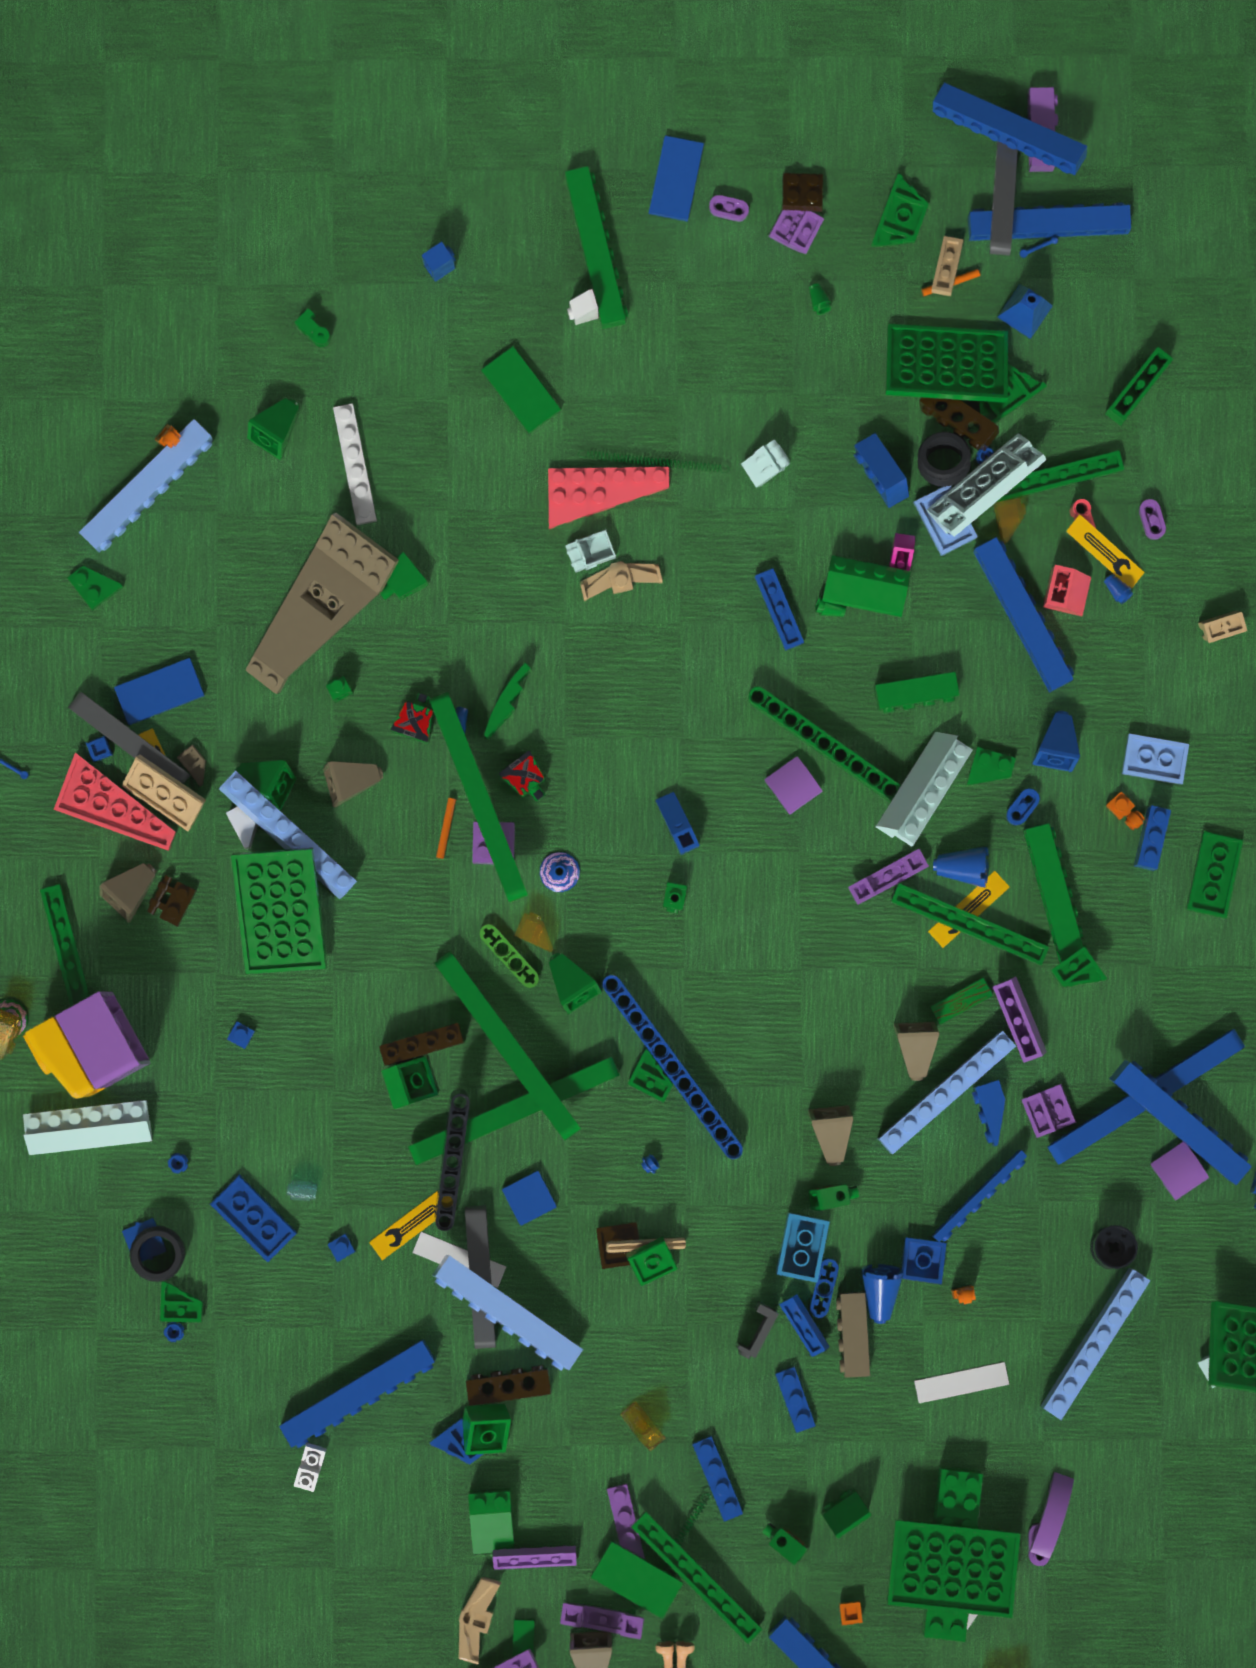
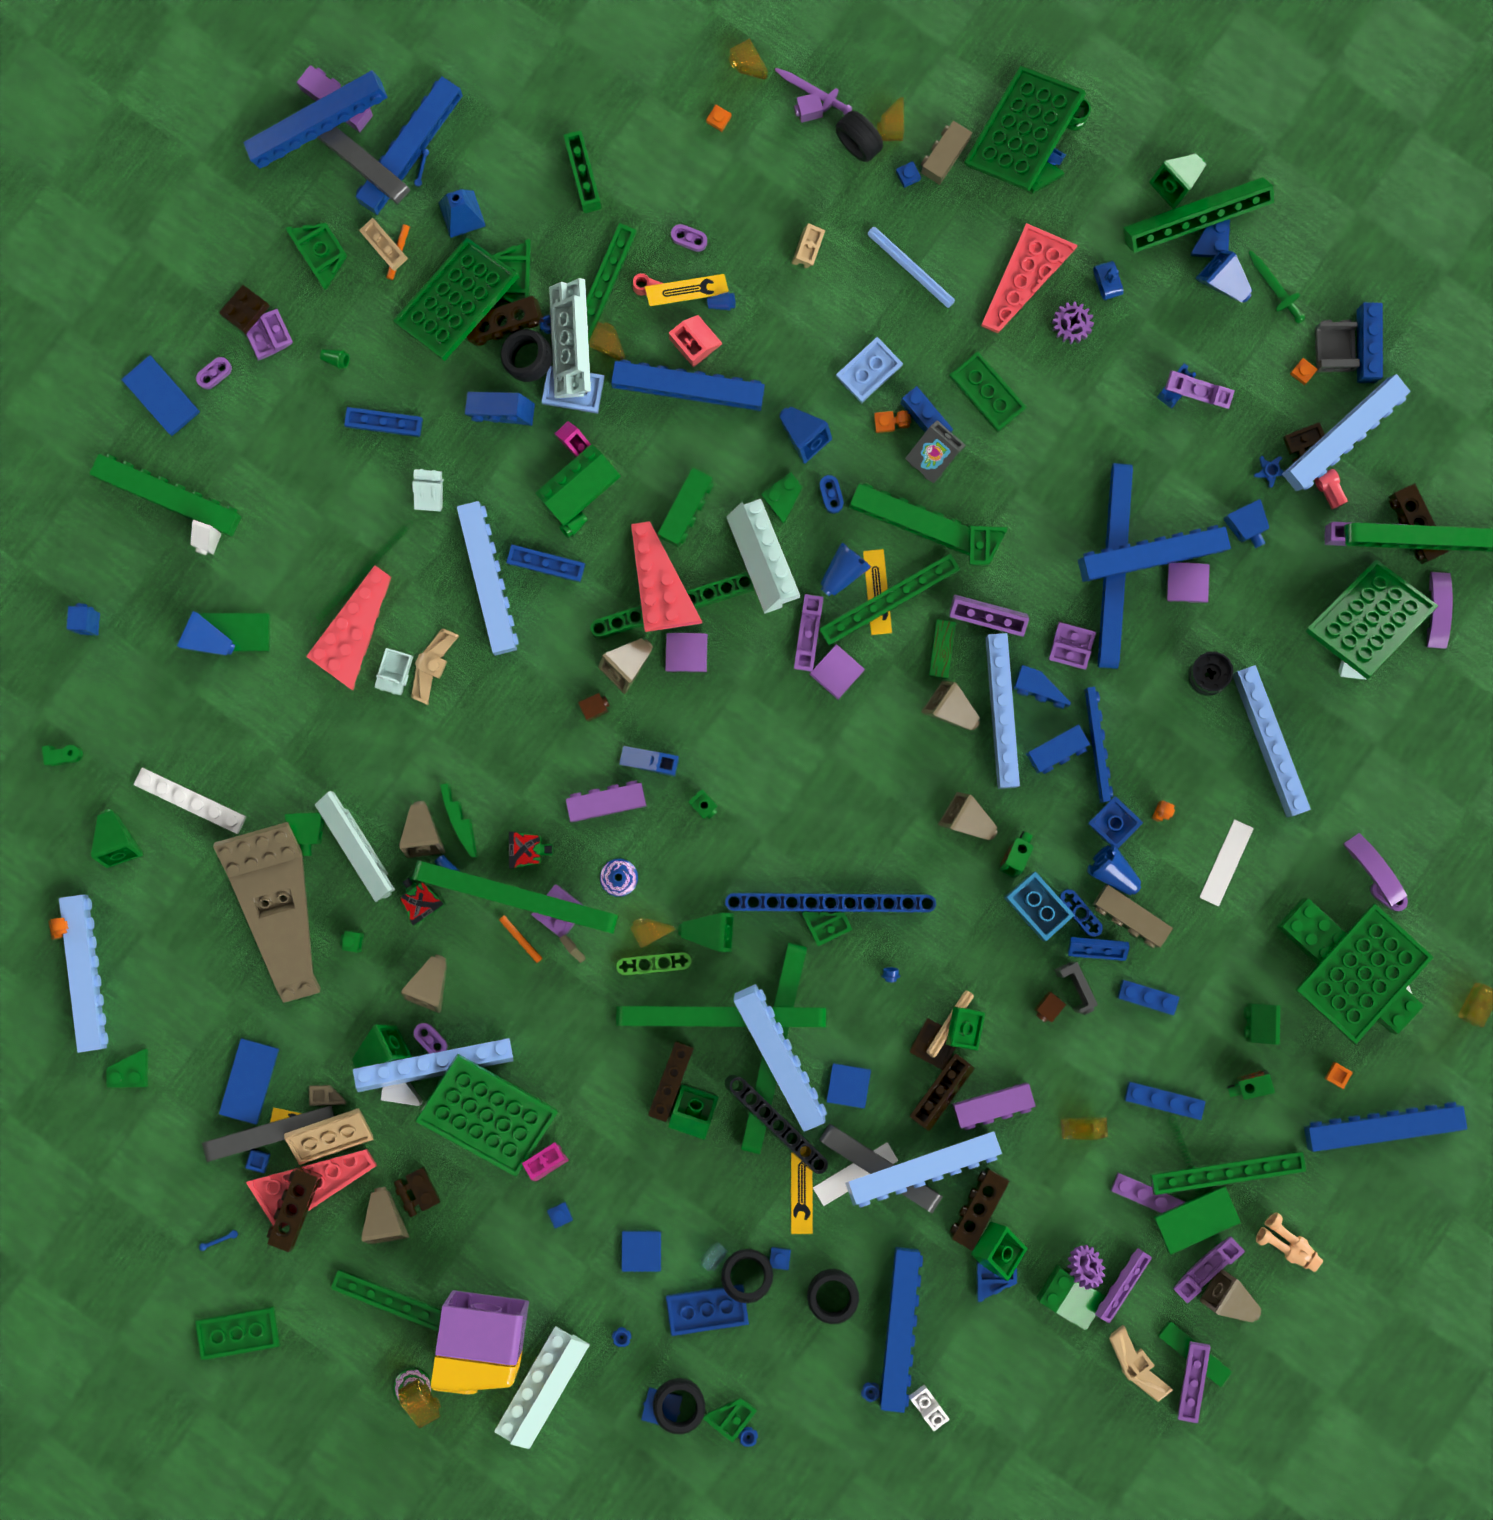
camera: 50 degrees left, 0 degrees up
(115, 805) = (309, 1181): none -> dark brown brick
(261, 1126) = (641, 1251): none -> blue tile
(275, 989) = (545, 1162): none -> dark pink hinge
(292, 1407) = (870, 1397): none -> blue plate
(304, 816) = (431, 1039): none -> medium lavender plate
(322, 1214) = (726, 1280): none -> black tyre
(322, 1323) = (833, 1317): none -> black tyre
(420, 631) = (355, 846): none -> light aqua slope
(470, 877) = (572, 949): none -> dark tan tile
(471, 677) = (420, 833): none -> dark tan slope
(500, 373) = (204, 637): none -> blue slope
(510, 1120) = (779, 1057): none -> light blue brick
(526, 1513) = (1086, 1267): none -> medium lavender gear
(583, 1281) = (942, 1092): none -> dark brown brick
(605, 1334) = (994, 1105): none -> medium lavender brick
(615, 813) = (606, 802): none -> medium lavender brick
(688, 742) = (594, 706): none -> reddish brown brick
(722, 1320) = (1049, 1007): none -> reddish brown brick
(729, 569) = (487, 579): none -> light blue brick
(745, 741) = (625, 663): none -> dark tan slope
(795, 381) = (383, 422): none -> blue plate
(829, 724) = (661, 591): none -> coral wing
(873, 926) = (837, 672): none -> medium lavender slope
(949, 1165) = (1058, 750): none -> blue brick
(1126, 868) = (935, 451): none -> dark grey panel

